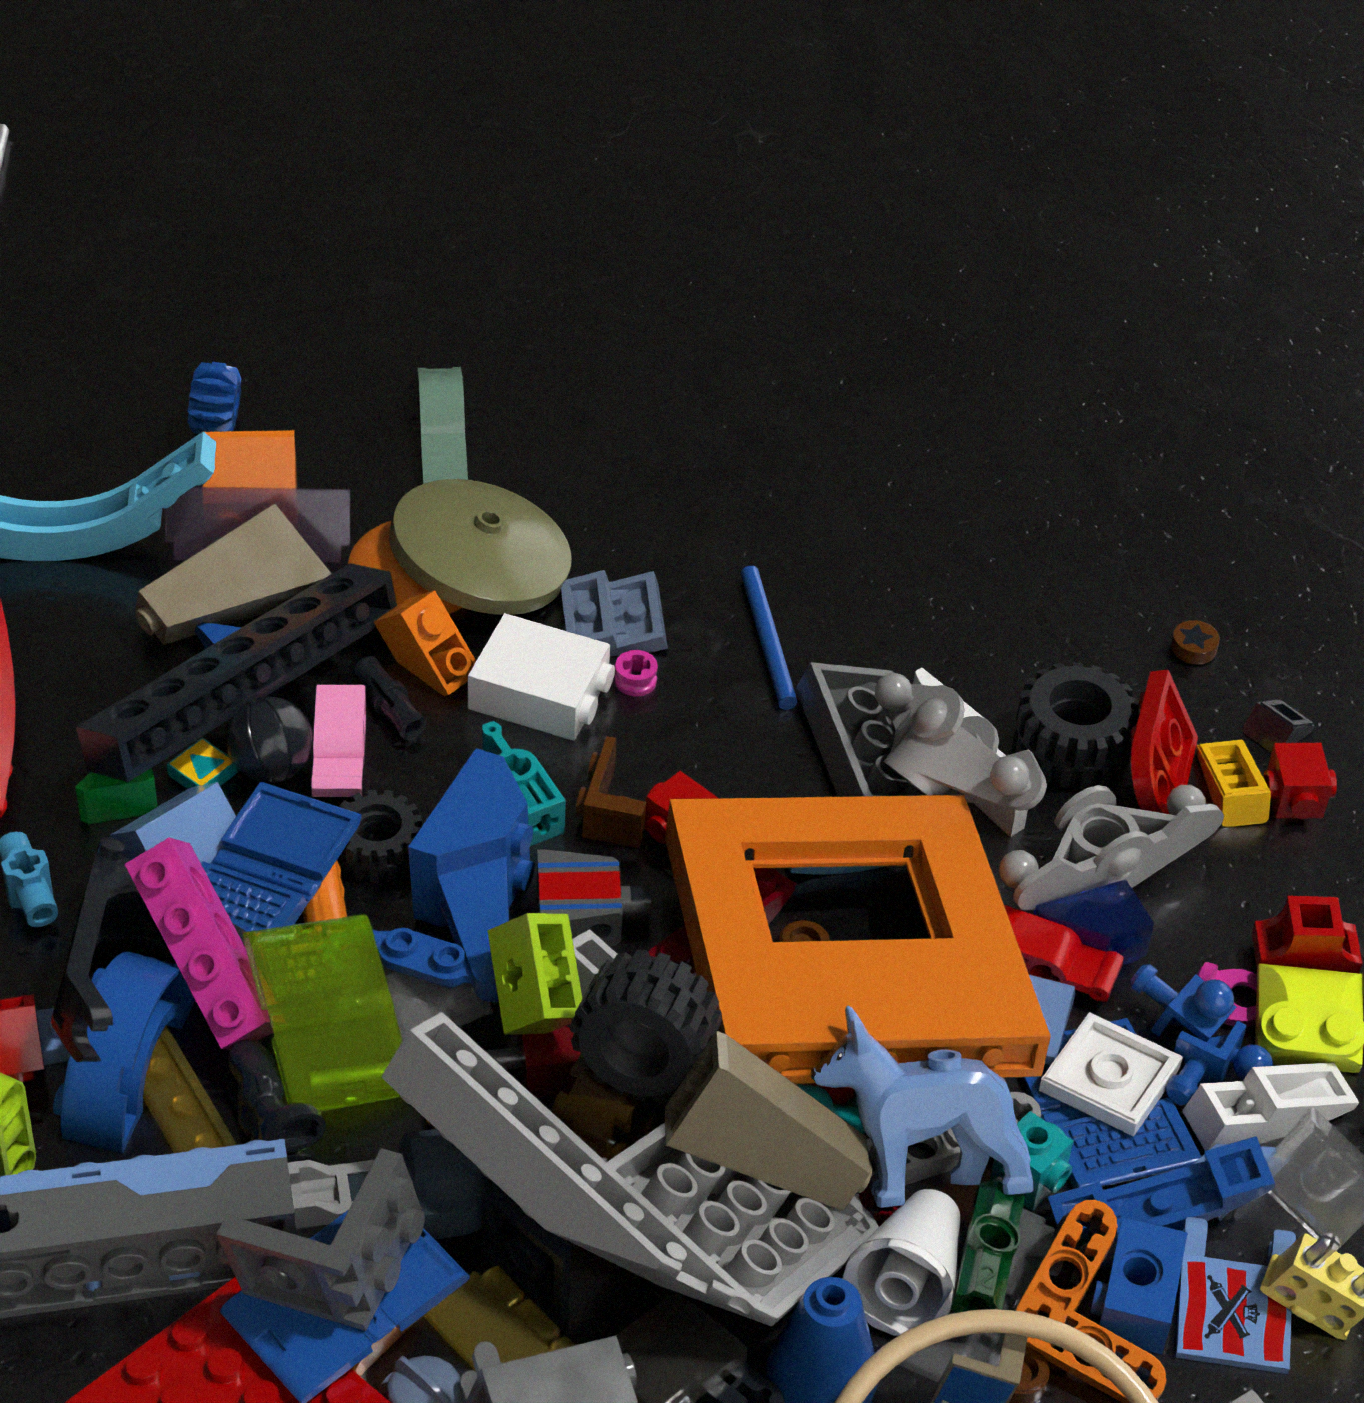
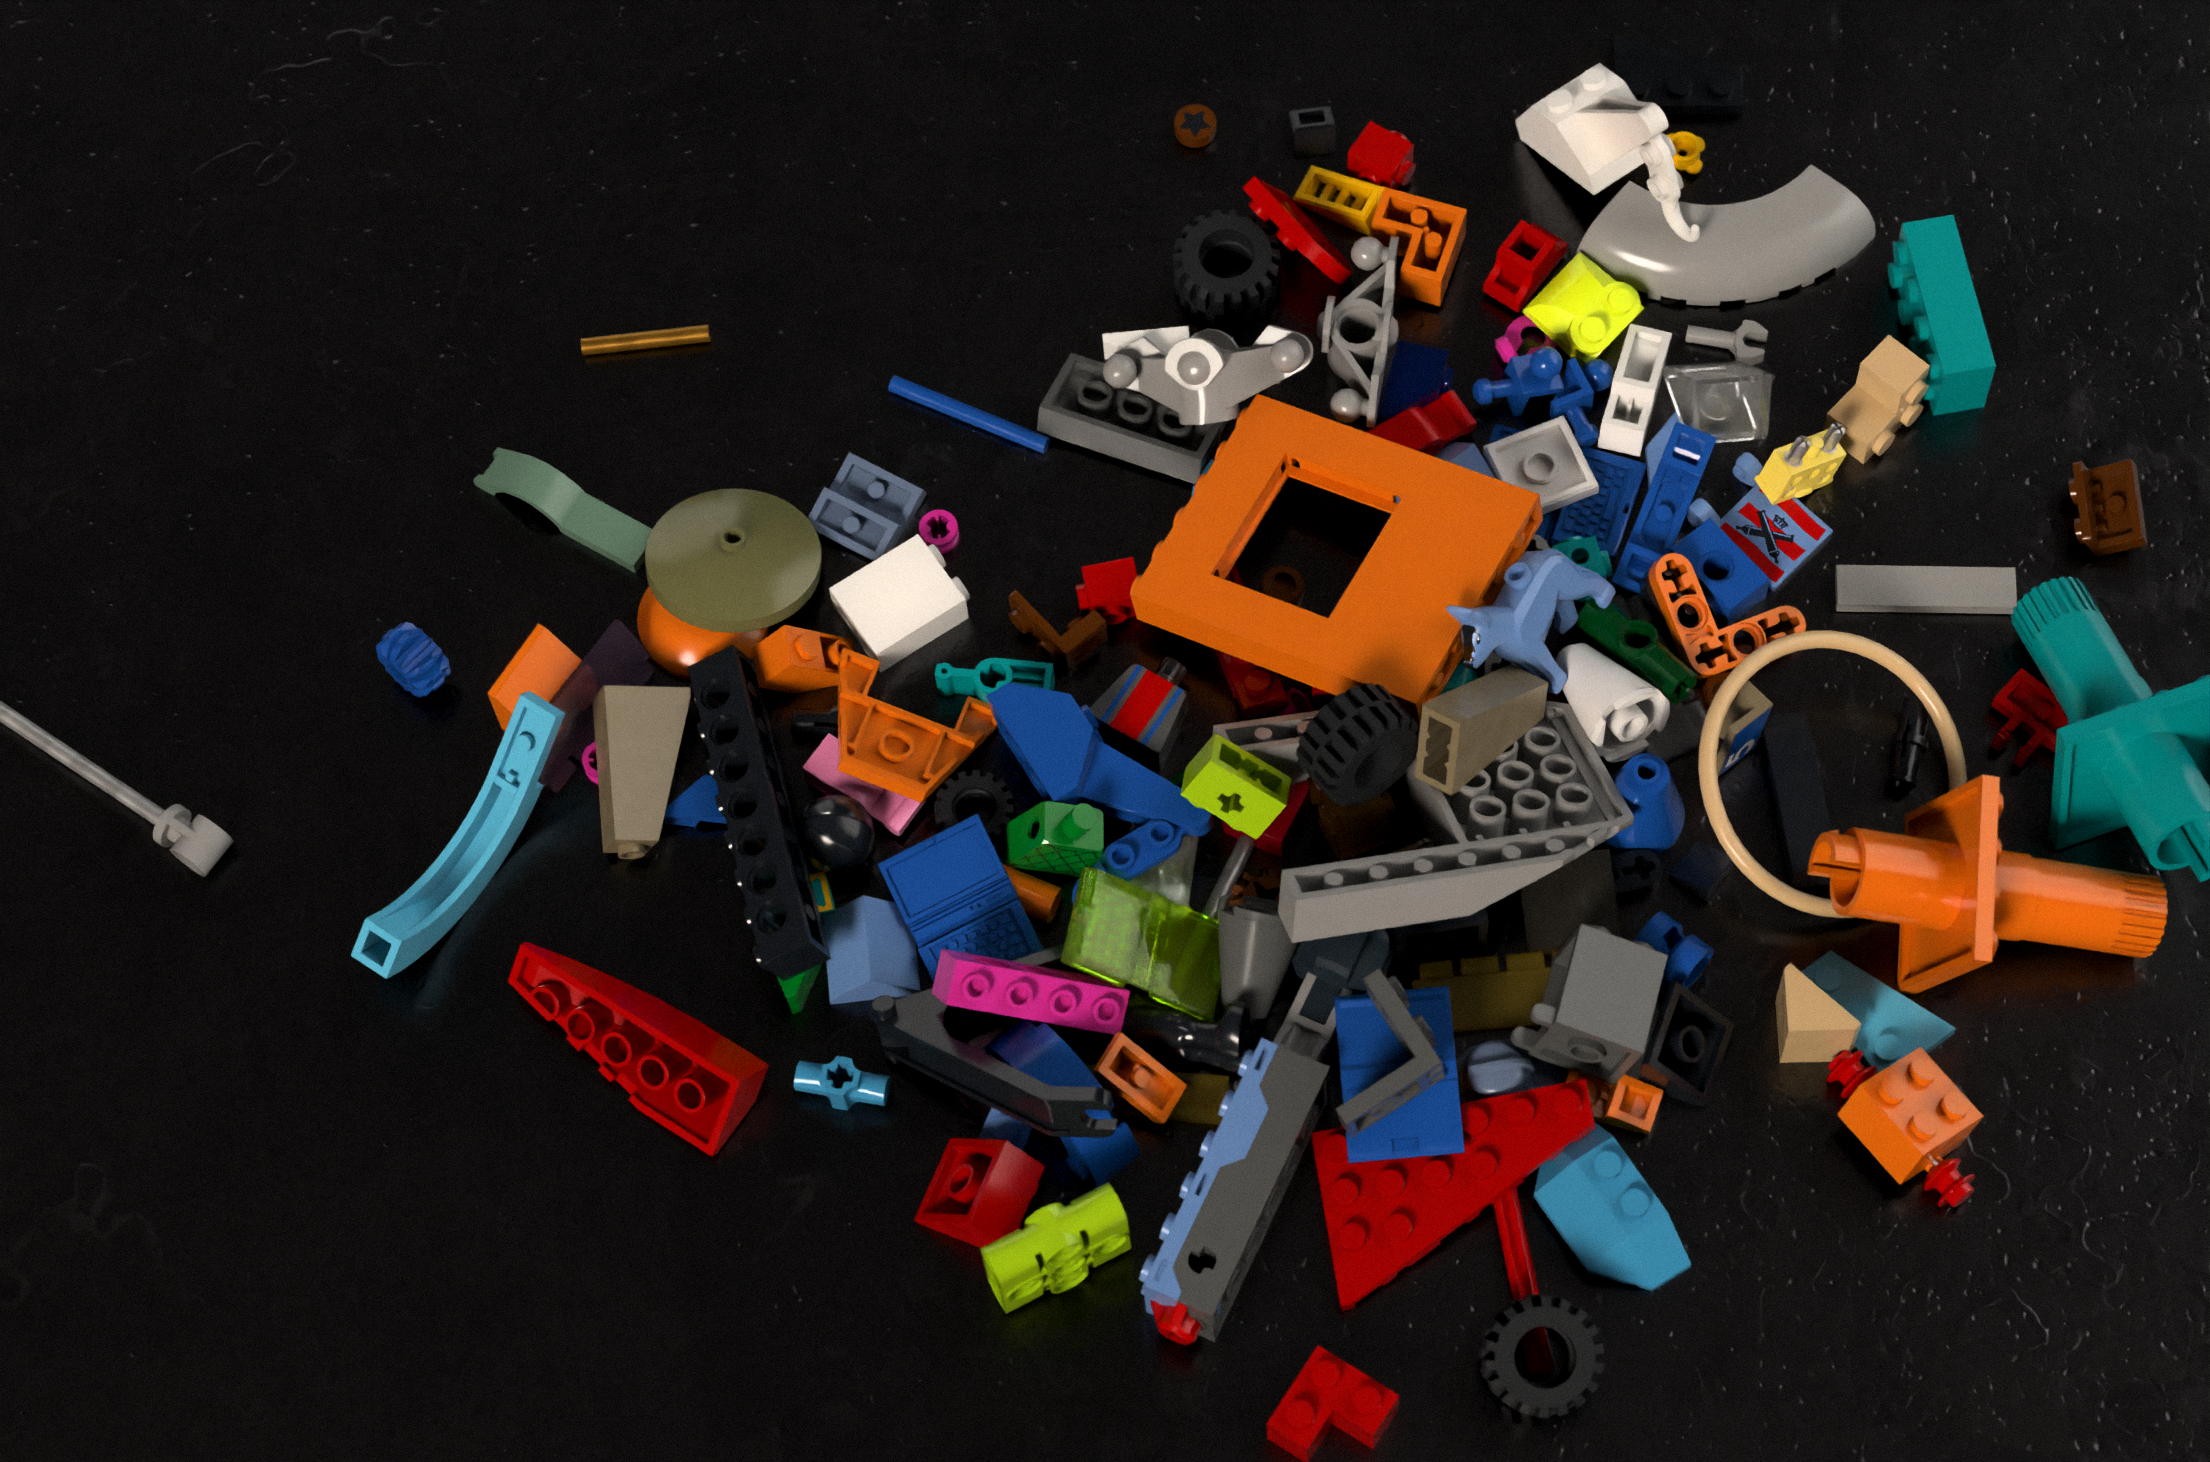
camera: 45 degrees left, 20 degrees up
(182, 1081) = (1138, 1079): none -> orange slope
(368, 1117) = (1252, 953): none -> dark grey cone
(386, 730) = (895, 745): none -> orange wing
(390, 890) = (1063, 841): none -> green torso
(641, 404) = (645, 339): none -> pearl gold bar
(1248, 854) = (1428, 241): none -> orange brick

